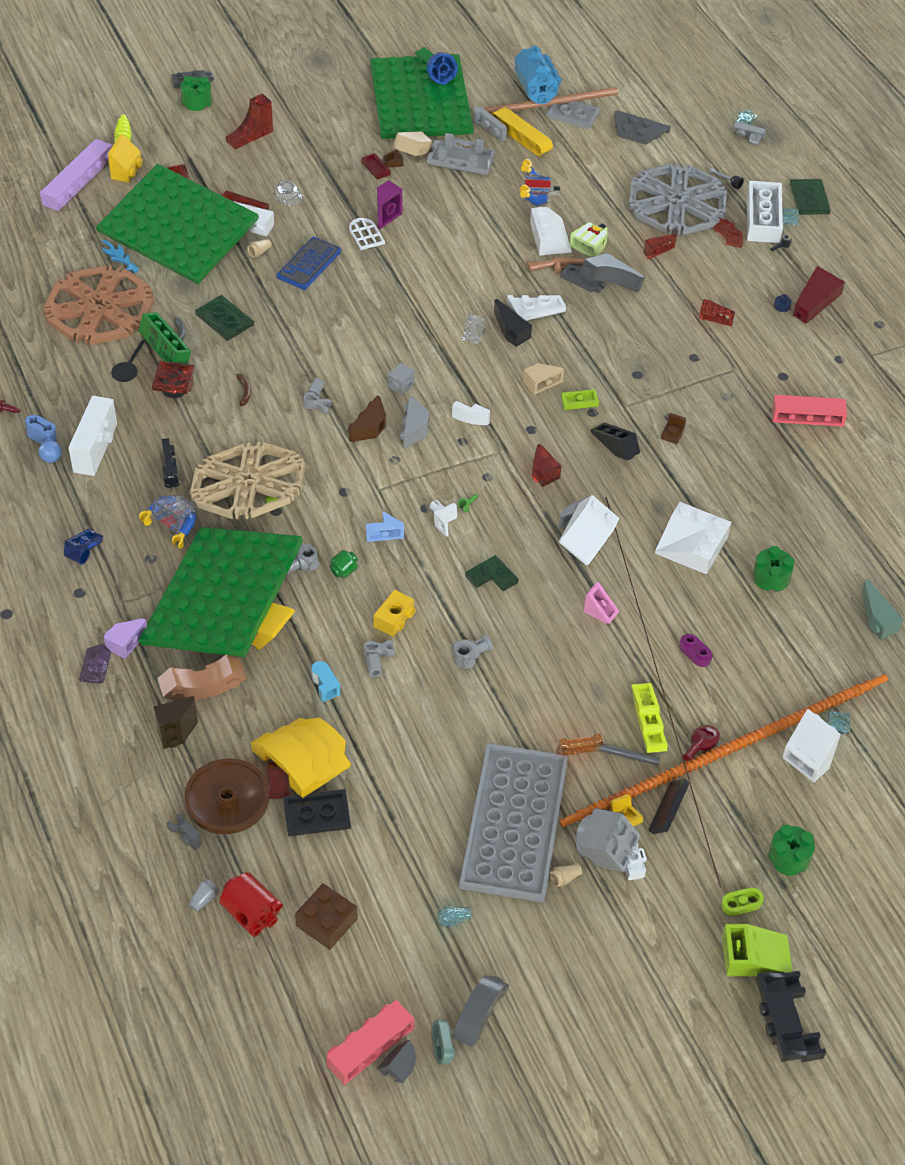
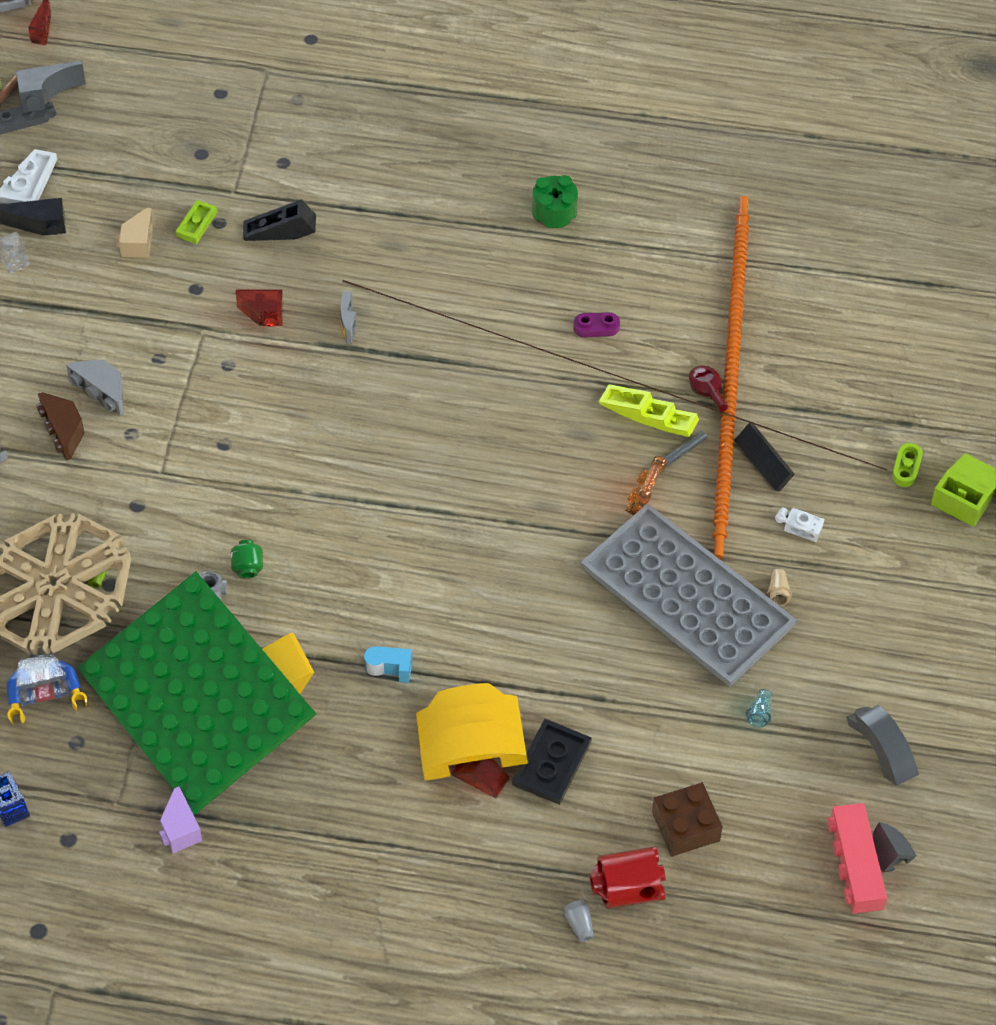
camera: 55 degrees left, 5 degrees up
(95, 664) = (188, 874): clear purple slope -> none
(175, 721) = (344, 831): dark brown slope -> none
(188, 834) = (492, 894): dark grey plate -> none
(214, 680) = (299, 789): nougat brick -> none
(227, 796) = (476, 831): reddish brown dish -> none
(372, 652) = (382, 599): light grey bar -> none
(388, 530) = (229, 492): light blue slope -> none
(394, 613) = (351, 563): yellow brick -> none
(401, 379) = (25, 360): light grey brick -> none
(441, 1041) = (895, 797): sand green plate -> none
(443, 515) = (253, 431): white bracket -> none
(464, 502) = (250, 401): bright green hand -> none
(467, 652) = (453, 509): light grey connector -> none
(474, 415) = (139, 323): white slope -> none
(493, 570) = (360, 432): clear green tile -> none
(588, 529) = (384, 315): white slope -> none
(600, 605) = (483, 367): bright pink slope -> none
(606, 839) = (776, 526): light grey piece -> none
(624, 806) = (747, 497): yellow bracket -> none
(674, 428) = (305, 168): reddish brown bracket -> none
(693, 537) = (463, 239): white slope -> none
(707, 313) = (182, 36): clear red slope -> none
(791, 850) = (882, 391): green brick -> none
(809, 410) = (382, 46): coral brick -> none
(812, 746) = (791, 300): white slope -> none
(840, 722) = (768, 267): clear light blue plate -> none
(880, 614) = (669, 154): sand green slope -> none

